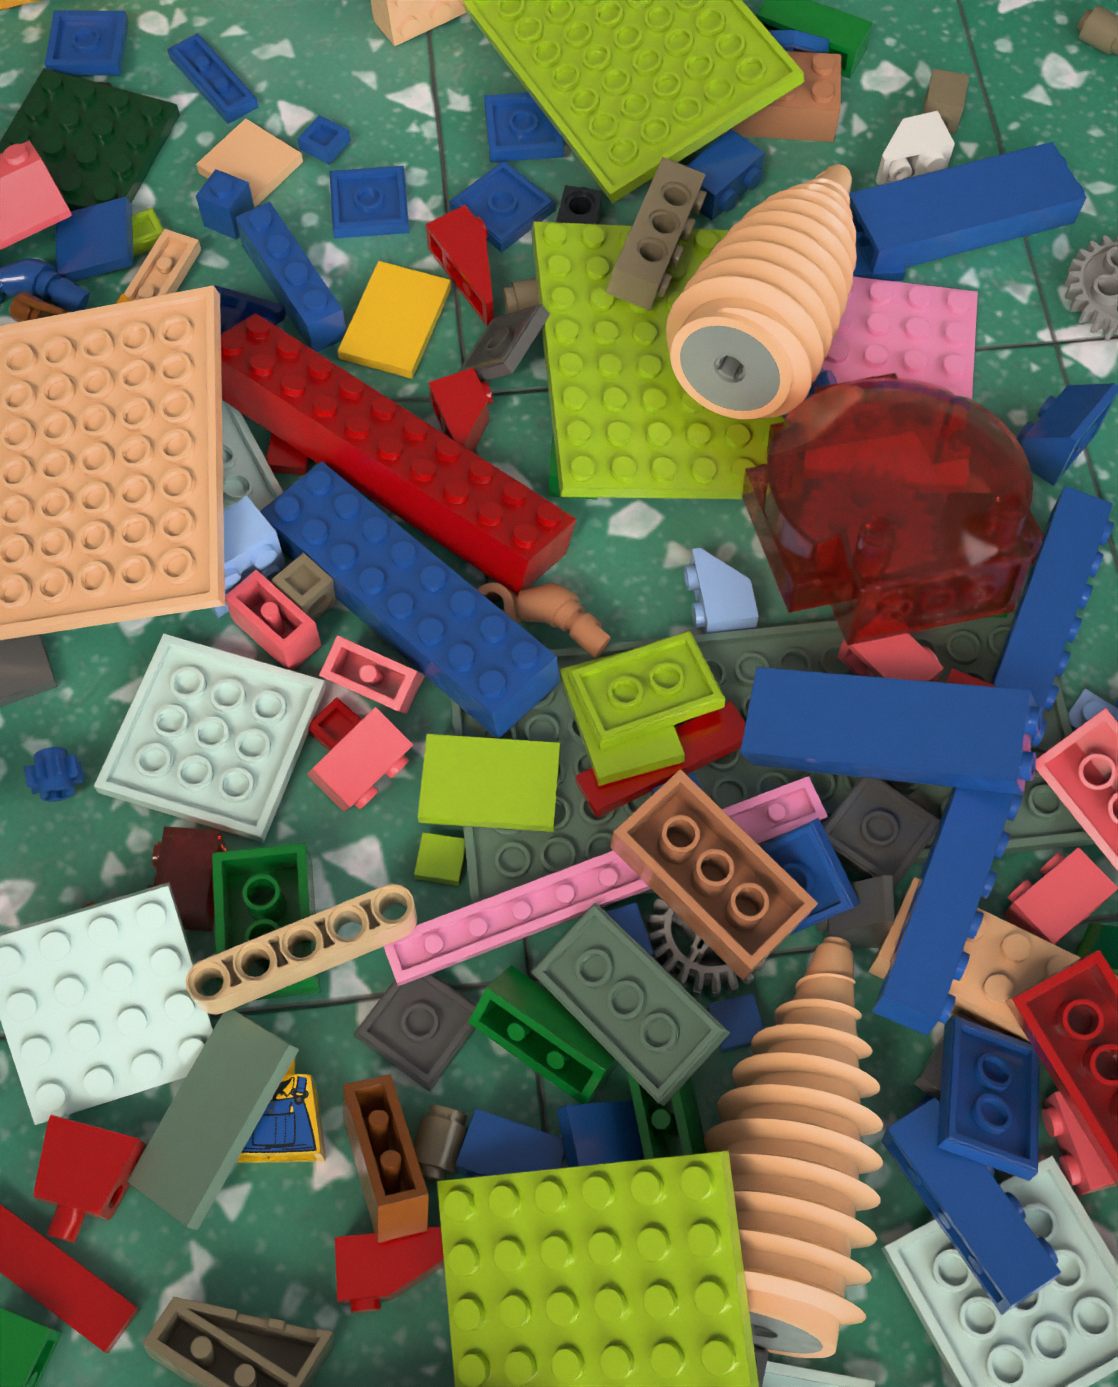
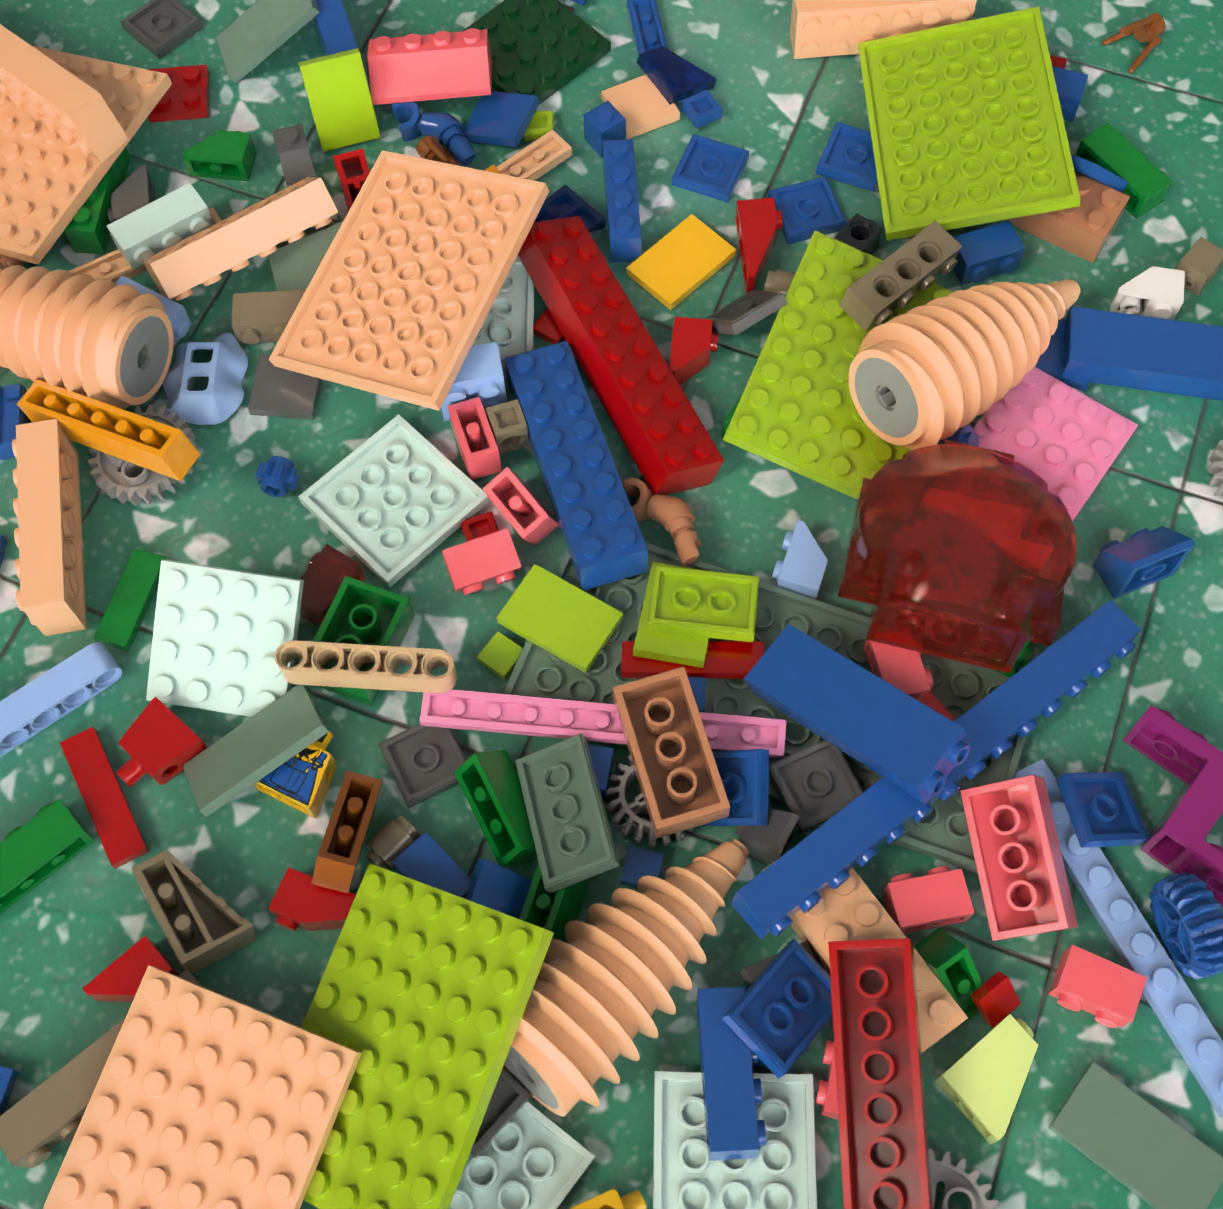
camera: 30 degrees right, 0 degrees up
(272, 113) = (674, 75): none -> clear blue wing

